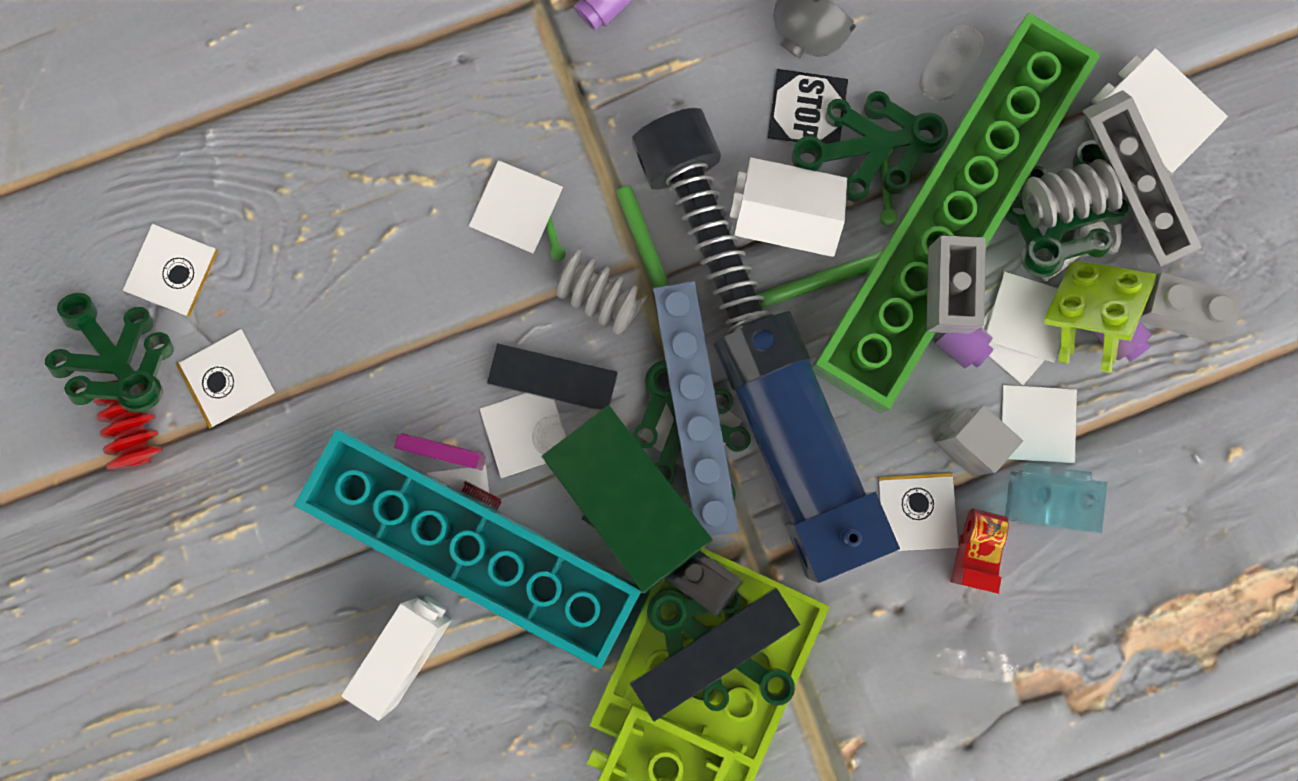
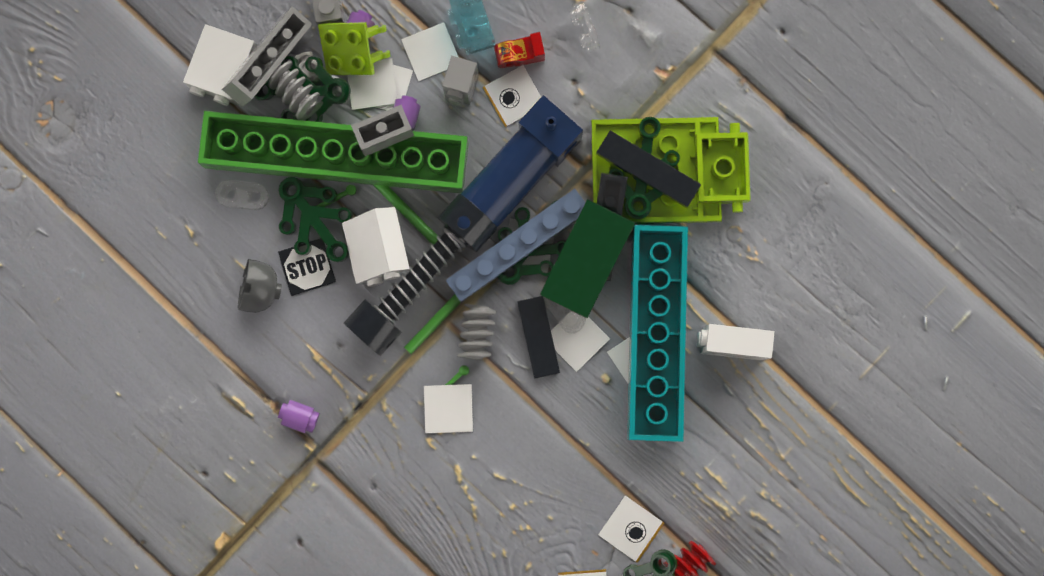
camera: 110 degrees left, 0 degrees up
(440, 451) = (612, 378): magenta tile -> none
(489, 495) = (625, 338): dark red leg -> none

